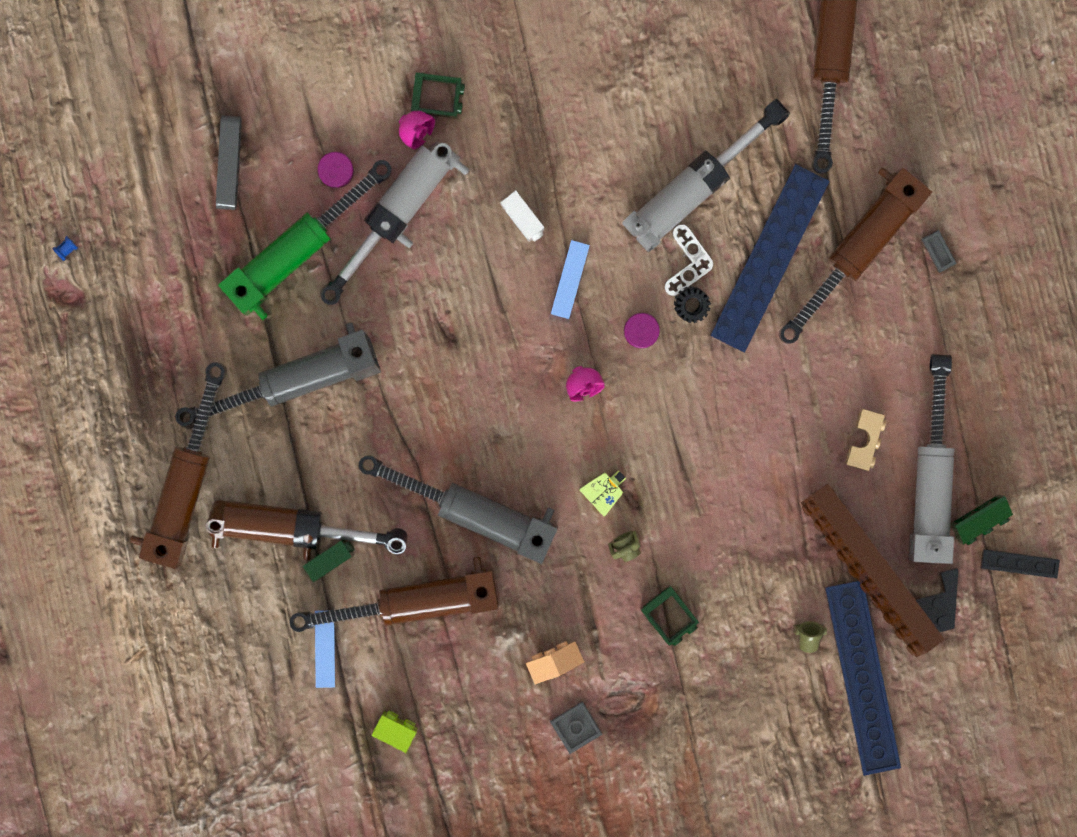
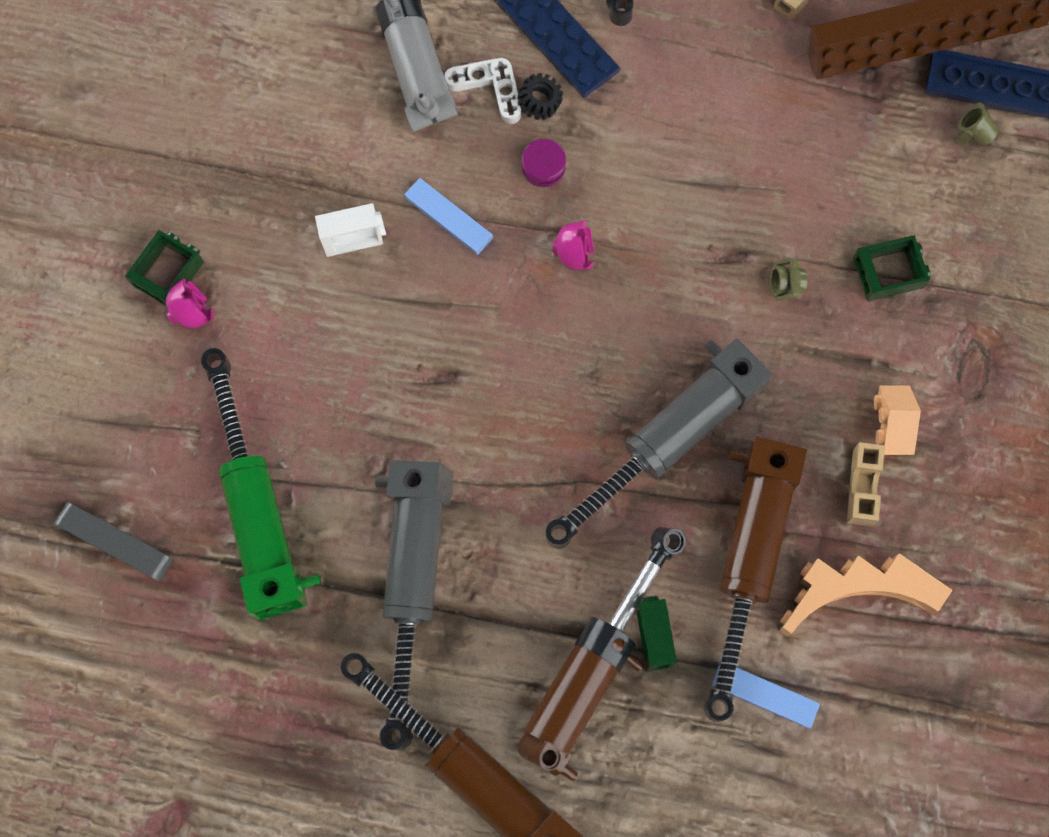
camera: 65 degrees left, 15 degrees down
(65, 248) = (109, 795): blue bush -> none
(335, 170) = (188, 420): magenta head -> none
(395, 731) = (910, 649): lime brick -> none
(398, 206) = (267, 364): light grey piece -> none
(430, 679) = (899, 580): none -> light nougat arch
(497, 658) = (865, 473): none -> tan arch
(576, 727) = (984, 433): dark grey tile -> none
(604, 491) = (712, 280): yellowish green torso -> none

